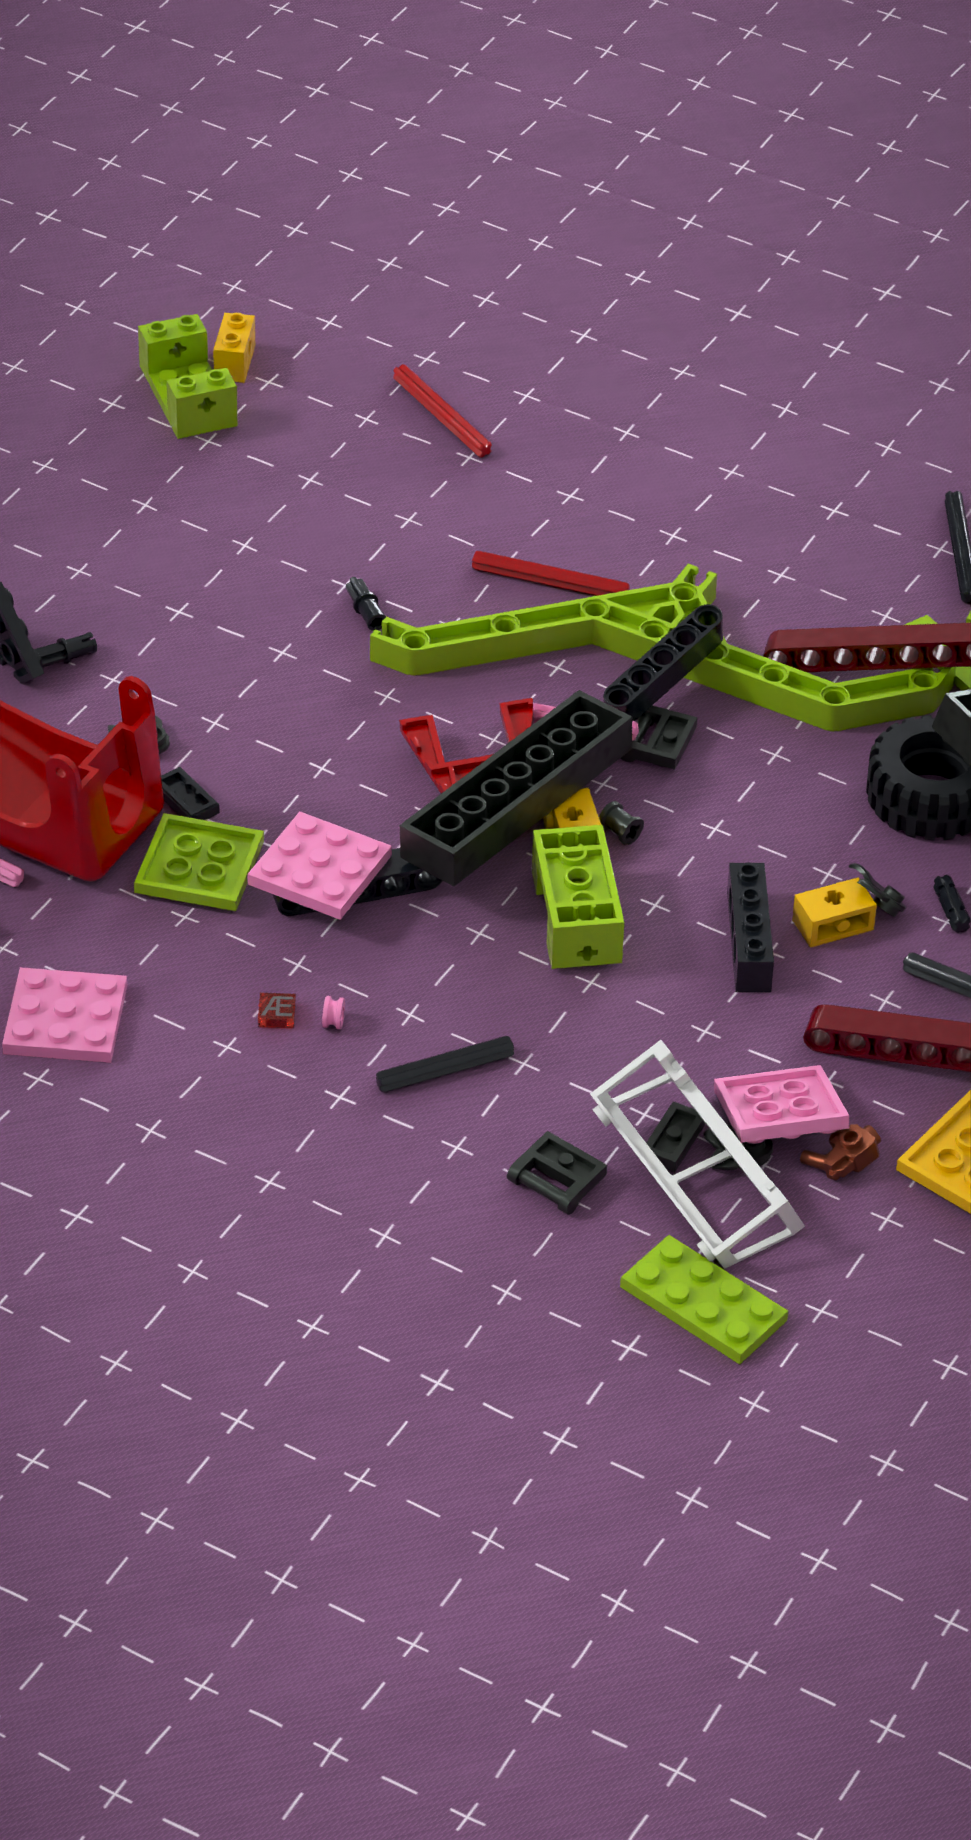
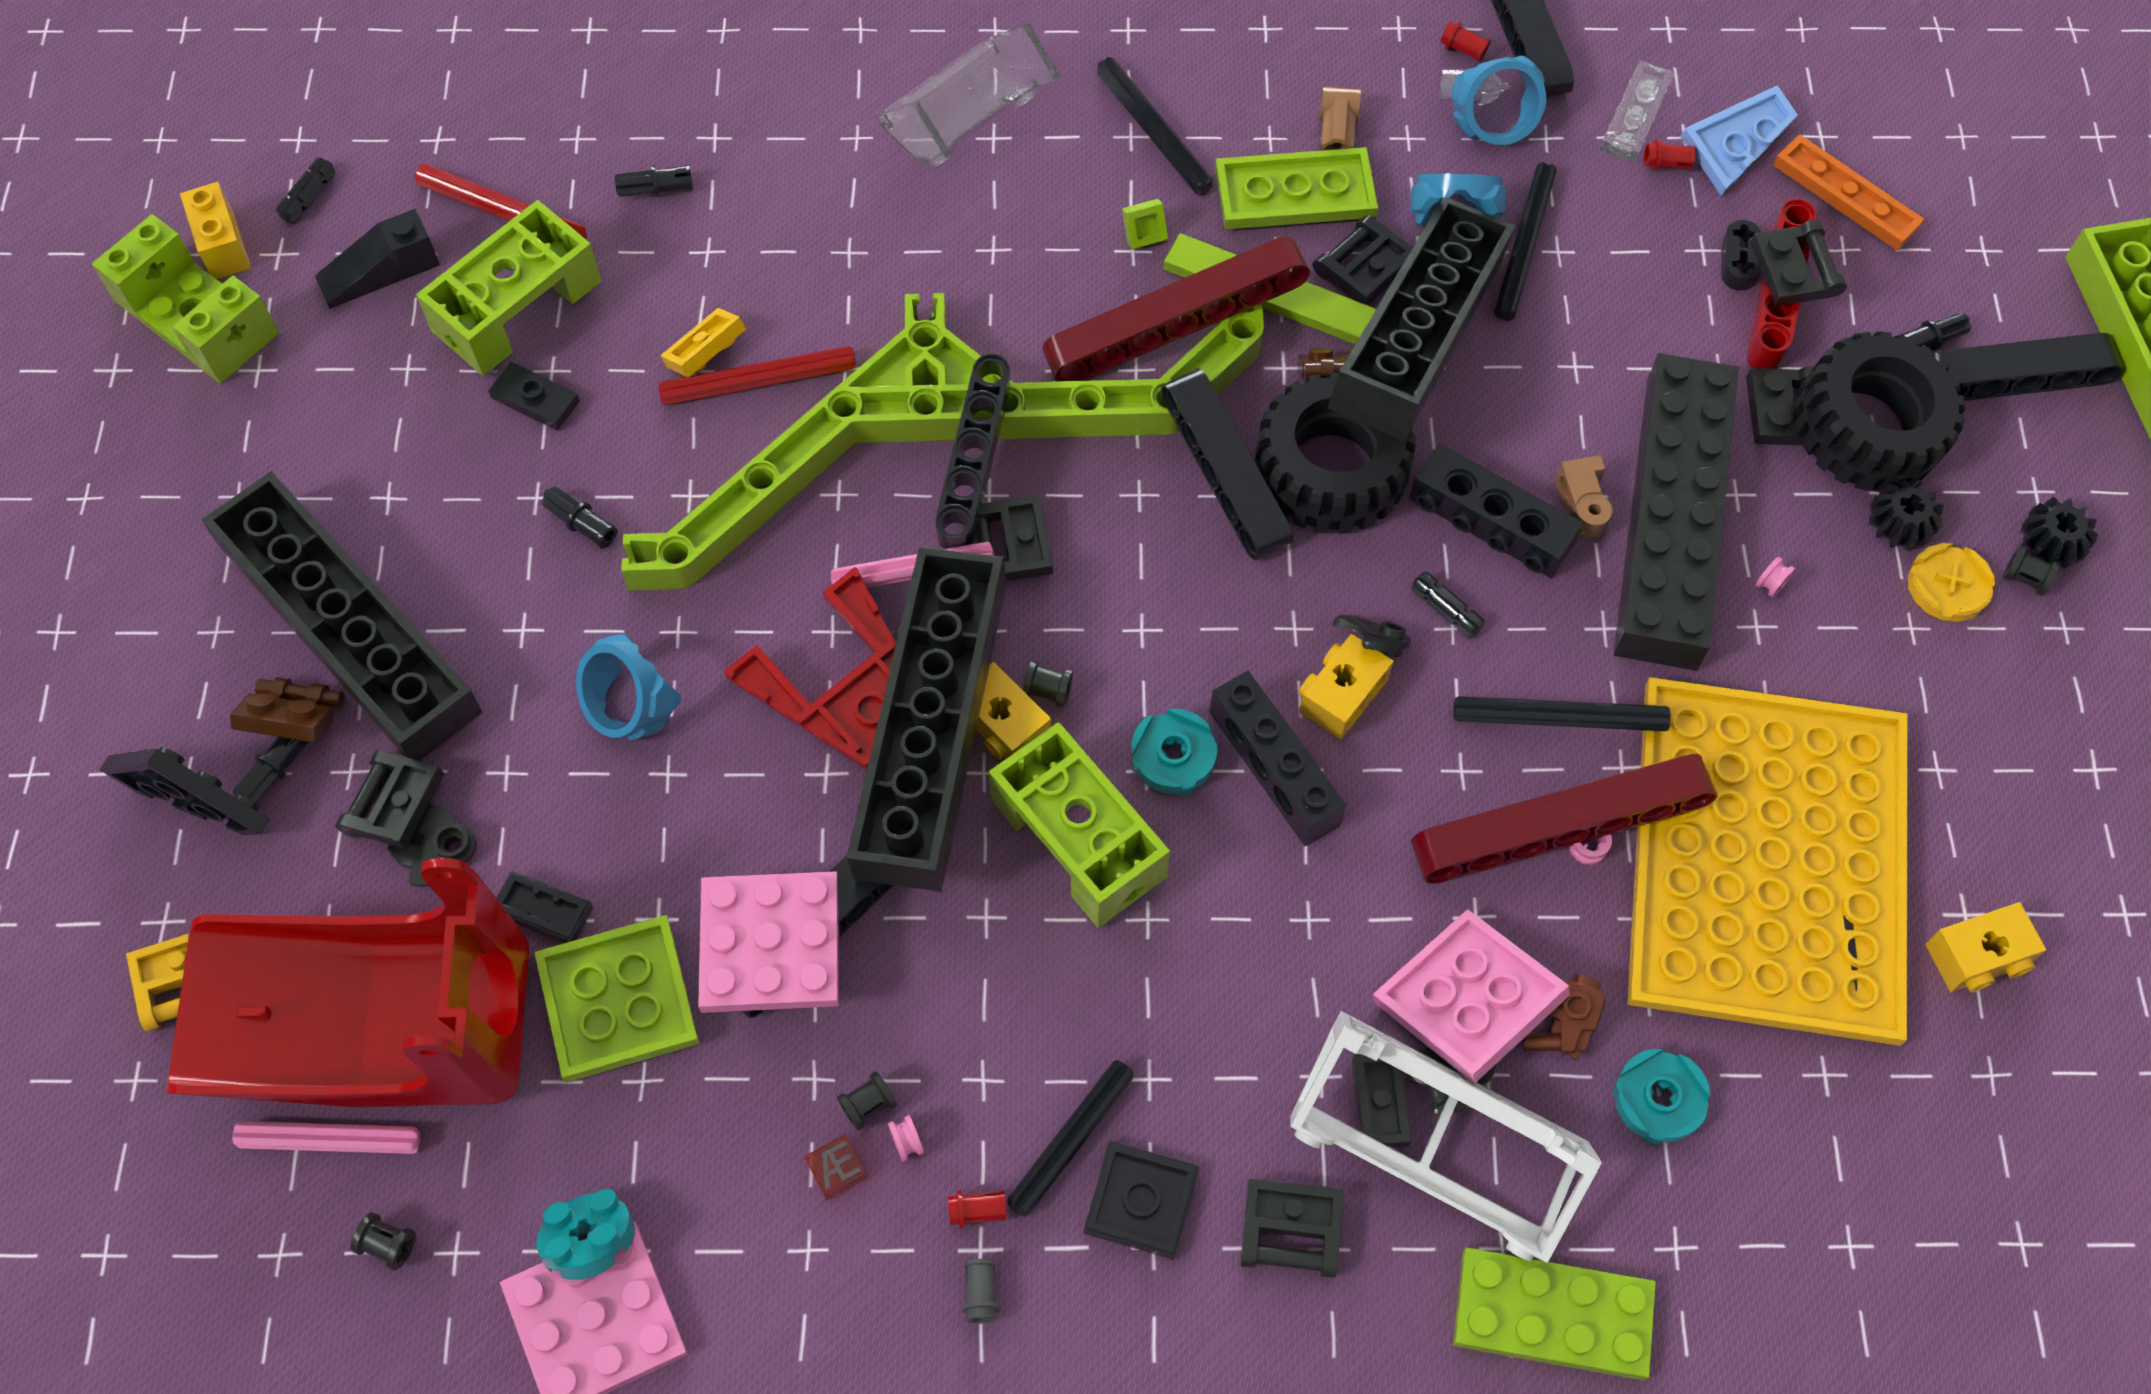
camera: 30 degrees left, 20 degrees up
(88, 963) = (608, 1230): none -> teal plate
(96, 622) = (287, 709): none -> reddish brown plate
(108, 701) = (399, 804): none -> pearl dark grey plate
(167, 588) = (343, 617): none -> pearl dark grey brick
(313, 350) = (305, 190): none -> black axle
(317, 1116) = (980, 1291): none -> dark grey pin
(322, 983) = (867, 1101): none -> pearl dark grey bush
(326, 683) = (601, 667): none -> dark azure piece
(337, 406) = (378, 259): none -> black slope
(352, 1068) = (976, 1208): none -> red pin
(382, 442) = (472, 304): none -> lime plate
(385, 526) = (534, 395): none -> black plate
(467, 1117) = (1141, 1200): none -> black tile
(537, 539) = (703, 342): none -> yellow plate
(561, 437) = (653, 181): none -> black axle
(676, 911) = (1176, 775): none -> teal plate
(827, 471) = (967, 93): none -> clear windscreen
(846, 750) = (1226, 464): none -> black beam
(871, 1239) = (1653, 1120): none -> teal plate
(903, 597) = (1145, 223): none -> lime tile
(944, 1083) = (1590, 857): none -> bright pink bush

